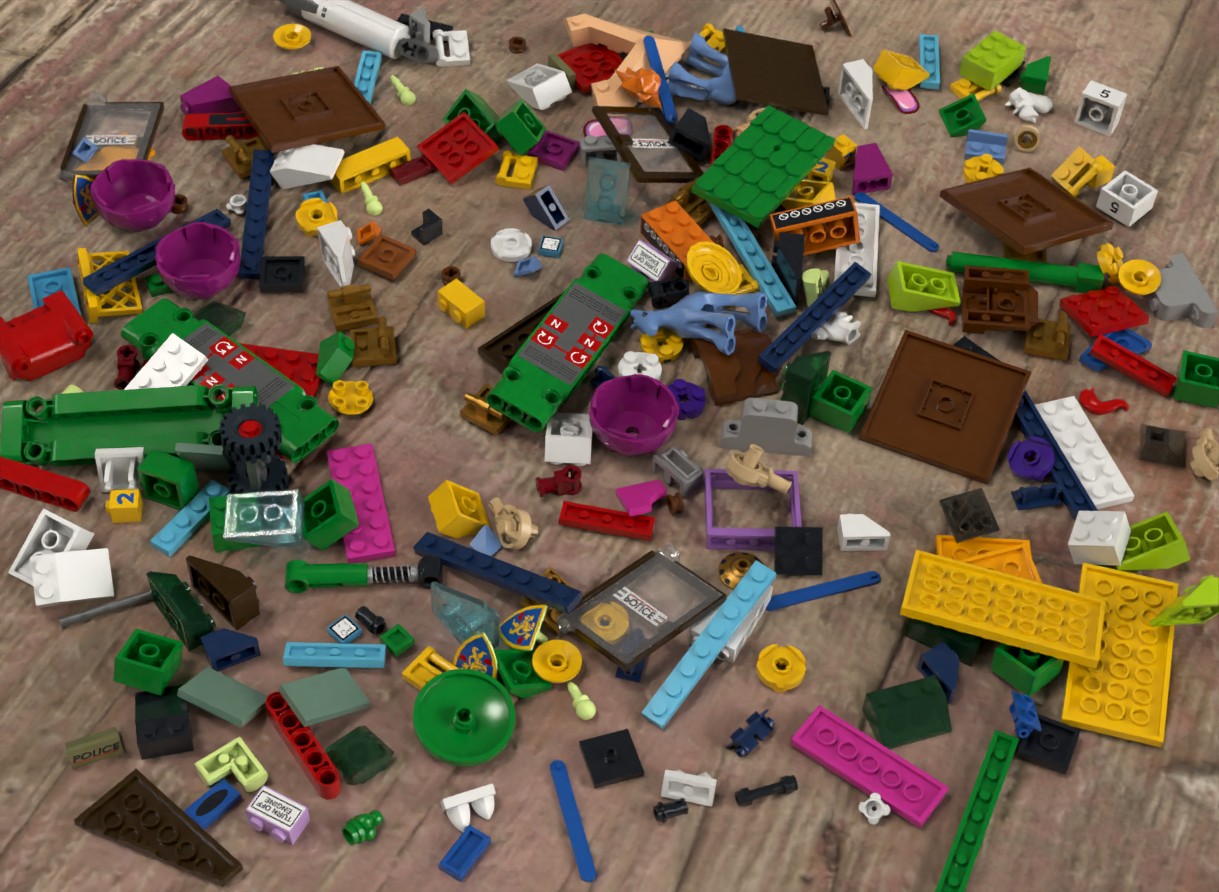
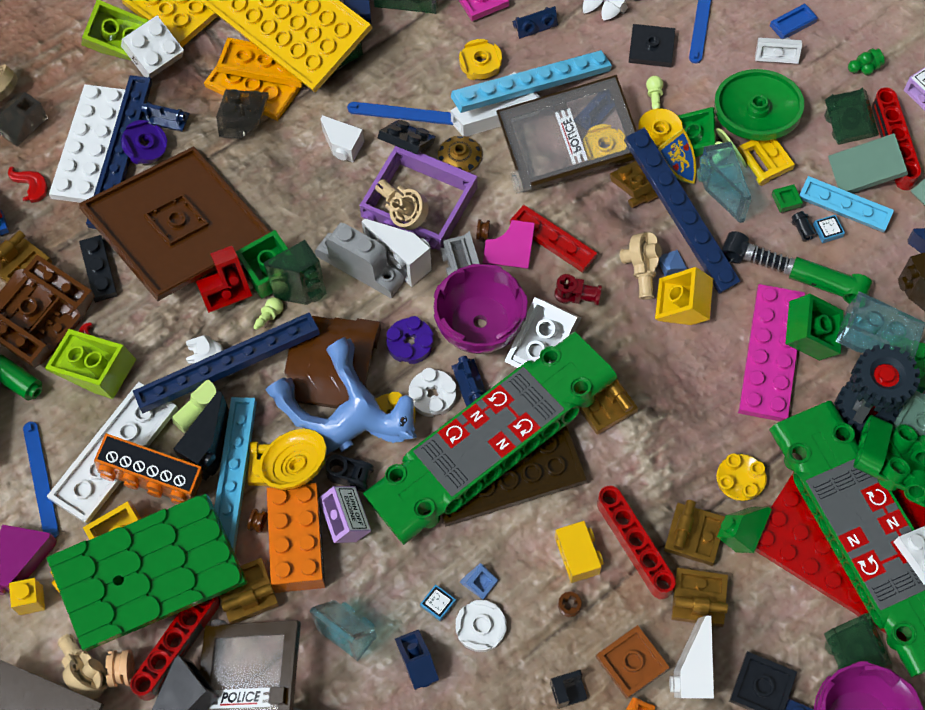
camera: 150 degrees left, 15 degrees up
(419, 324) = (635, 553): none -> red beam
(729, 437) = (403, 250): none -> white slope
(868, 369) = (227, 285): none -> red brick

